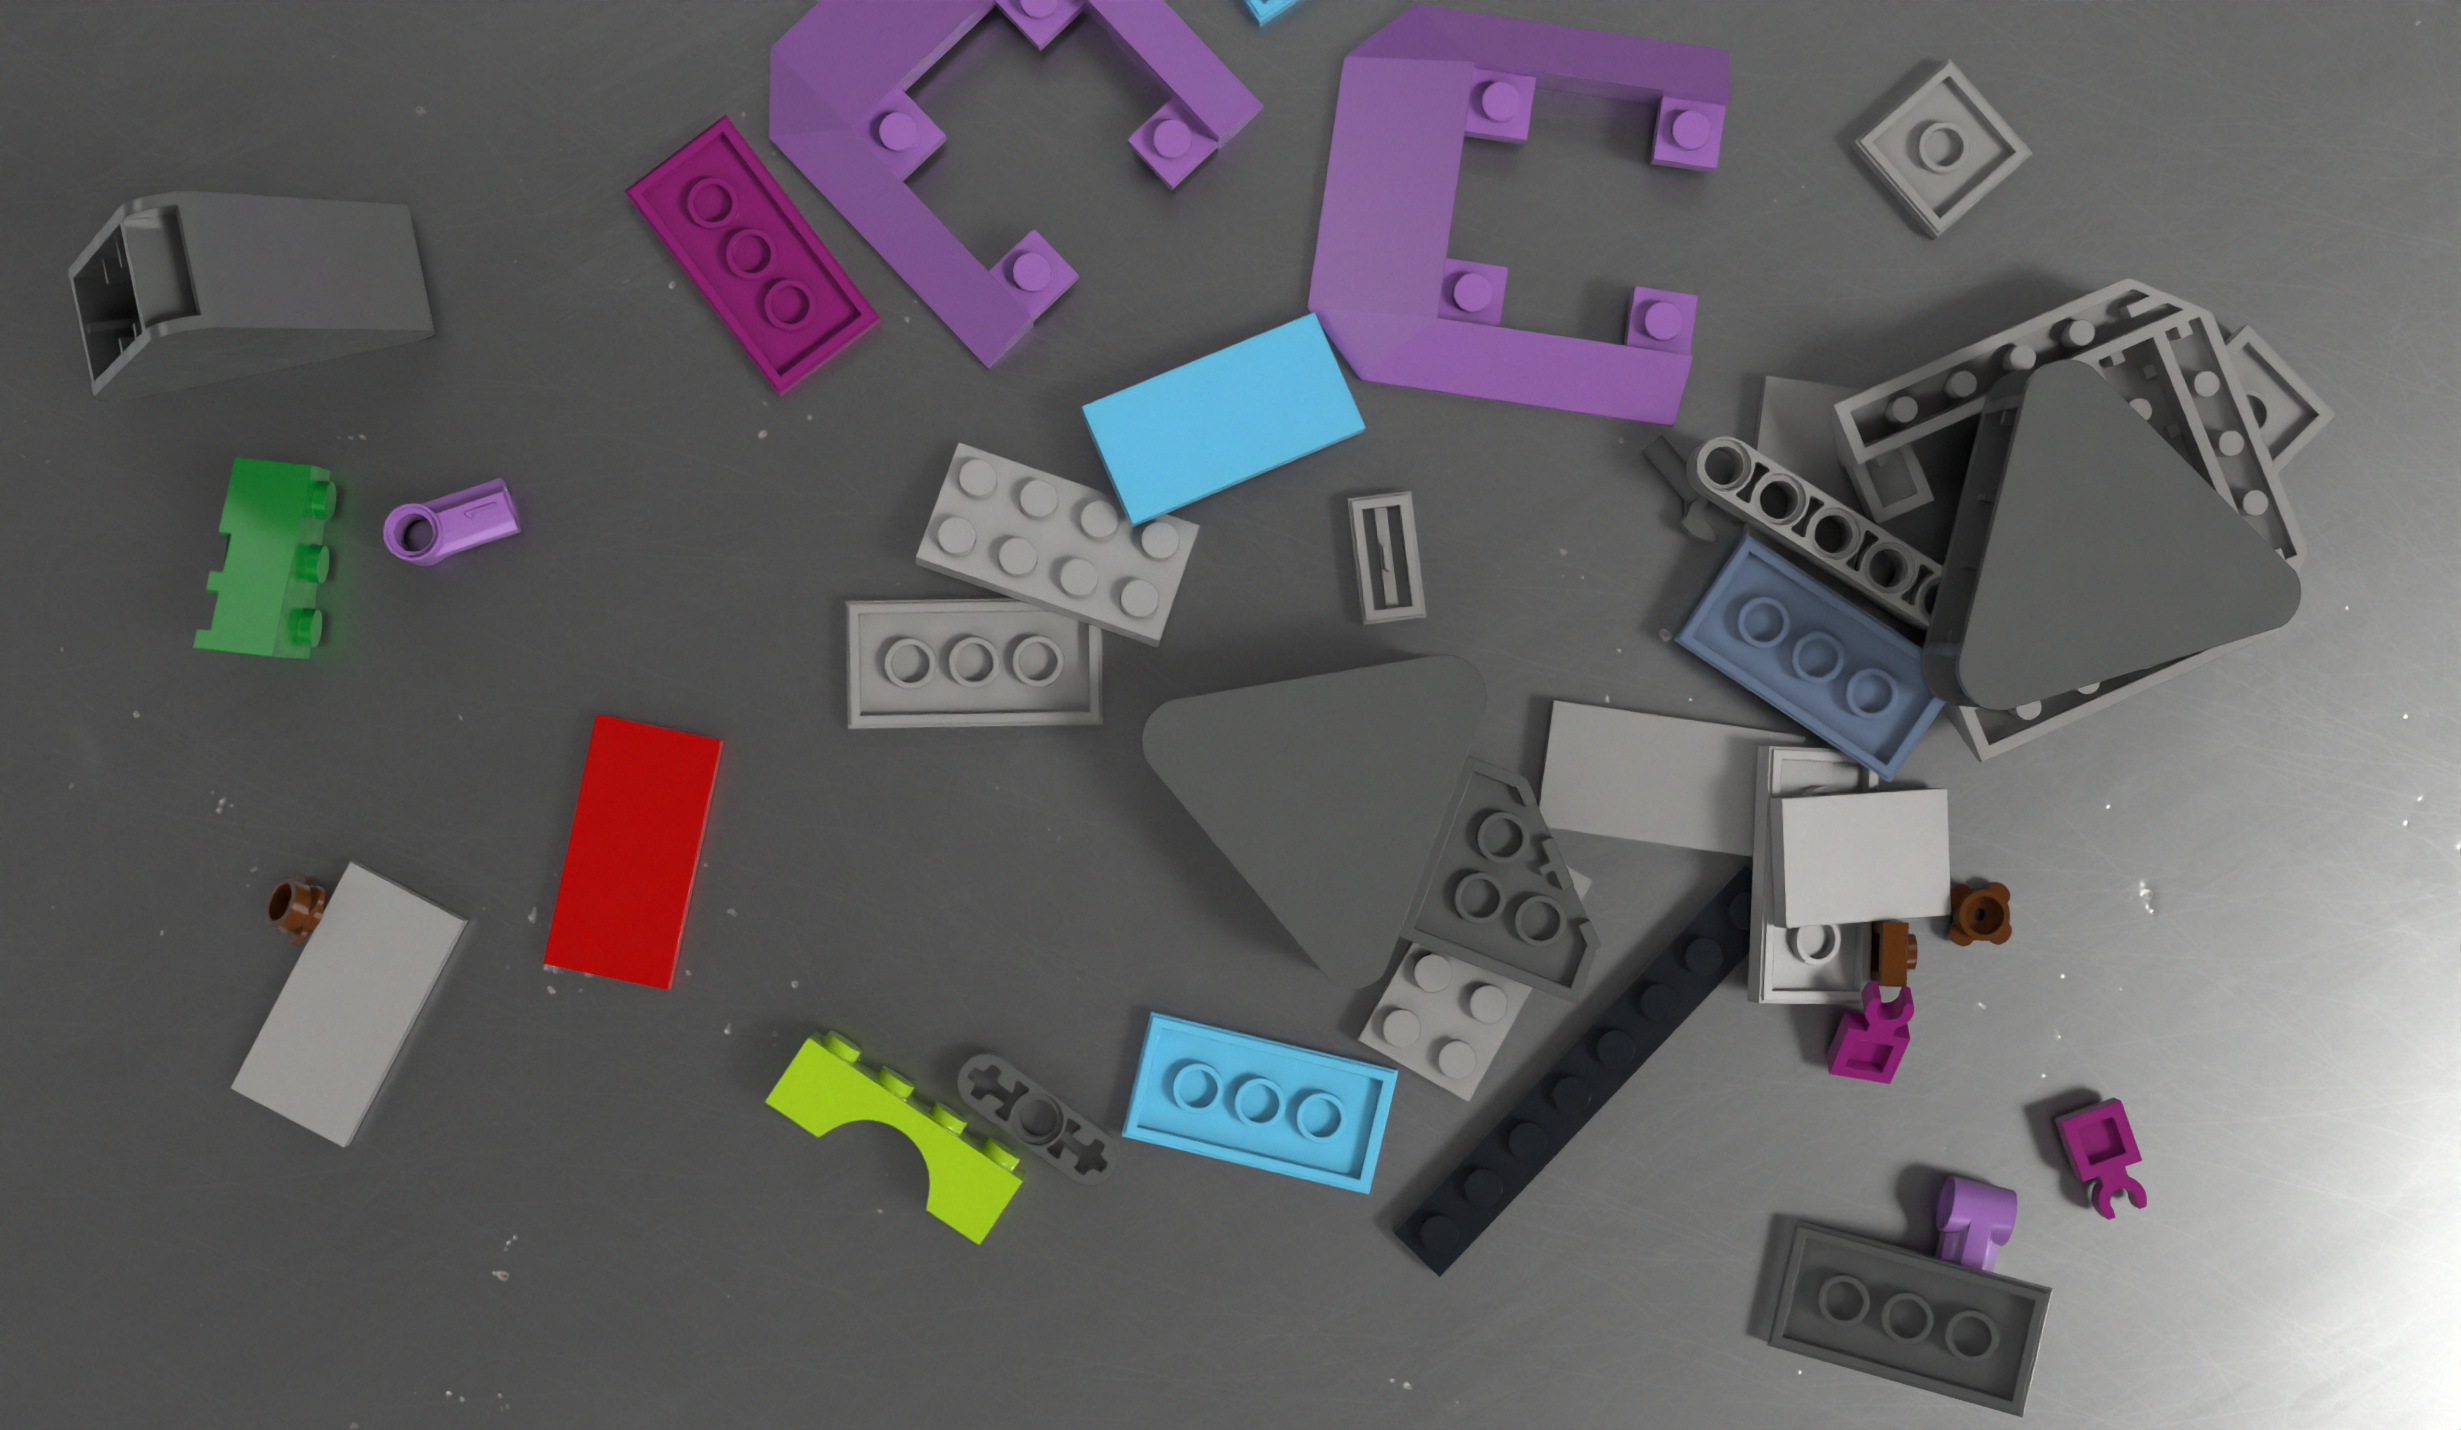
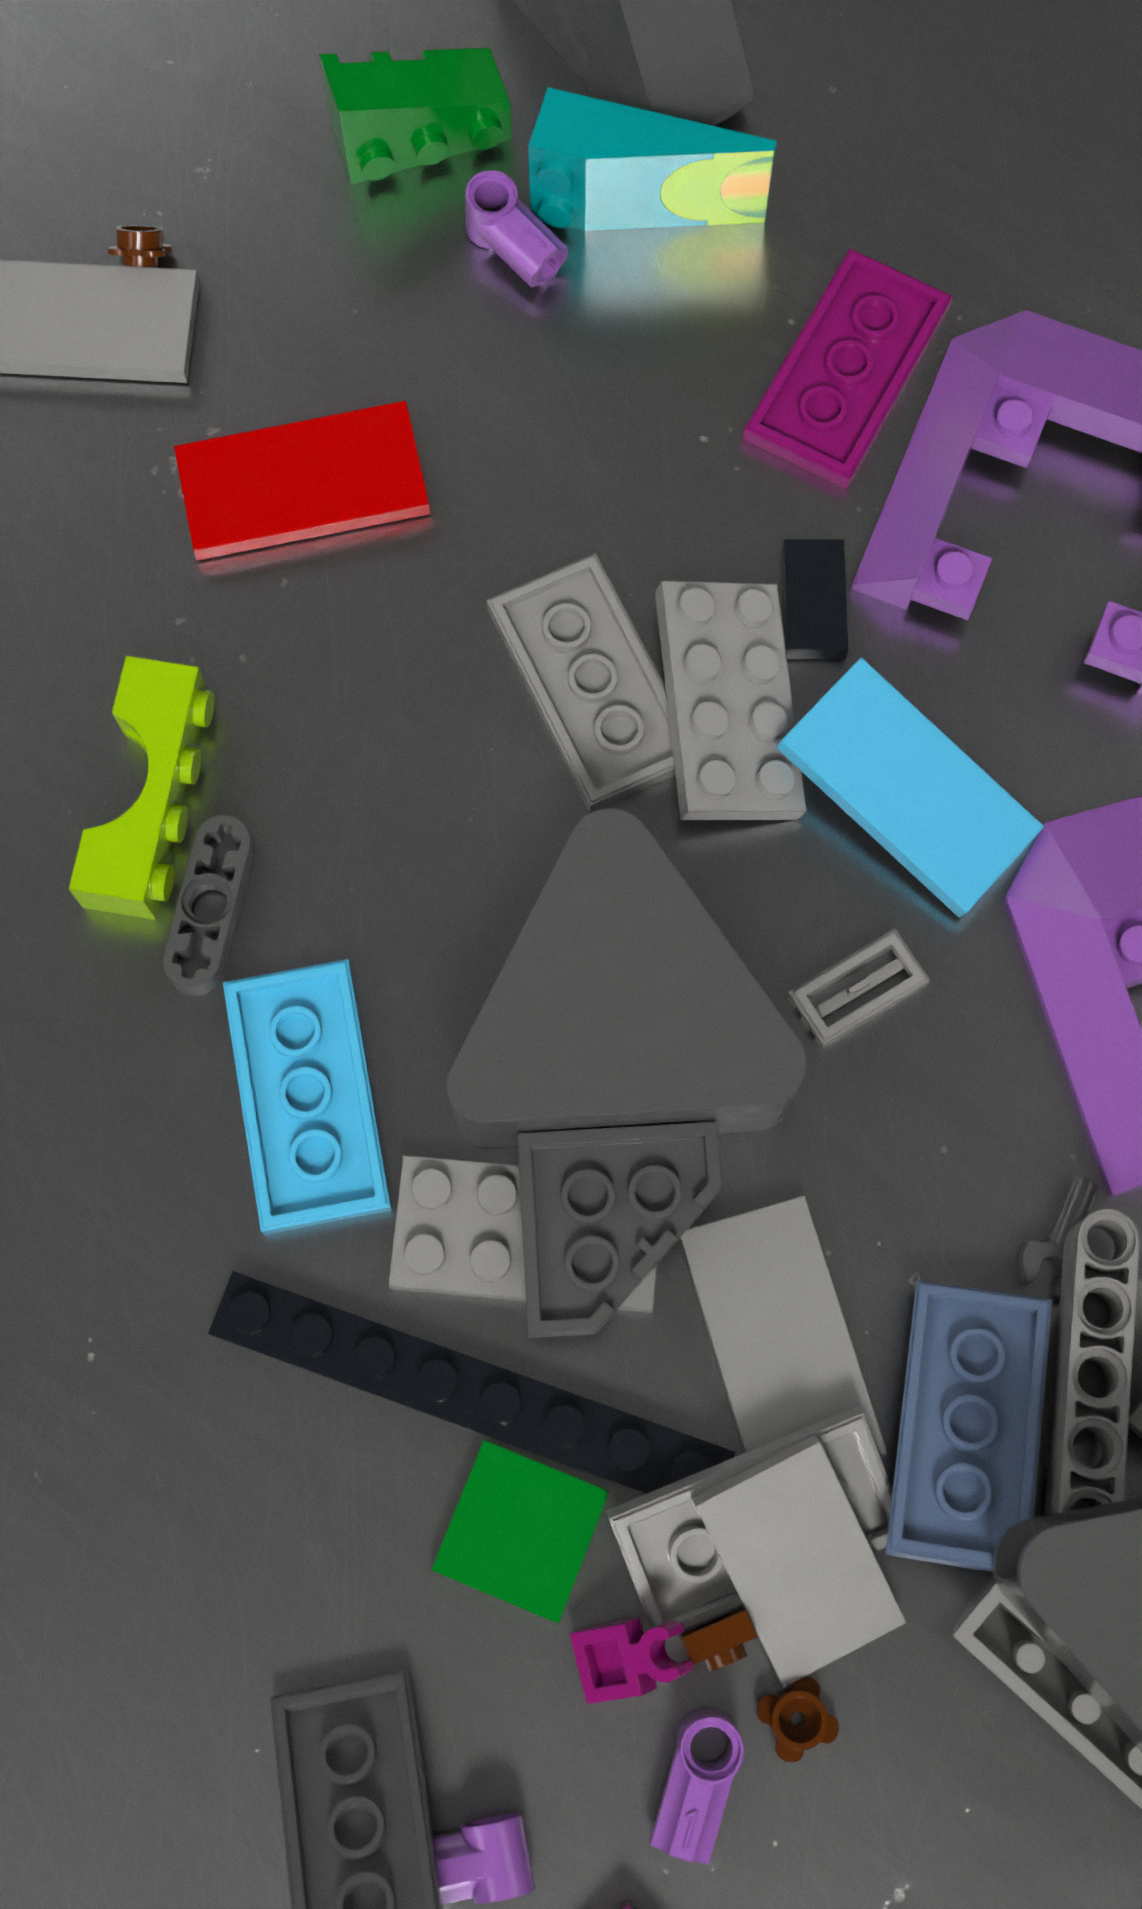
camera: 65 degrees right, 15 degrees down
(441, 388) = (642, 169): none -> teal slope
(987, 411) = (815, 599): none -> black tile
(1725, 1076) = (520, 1531): none -> green tile
(1995, 1022) = (696, 1790): none -> medium lavender piece

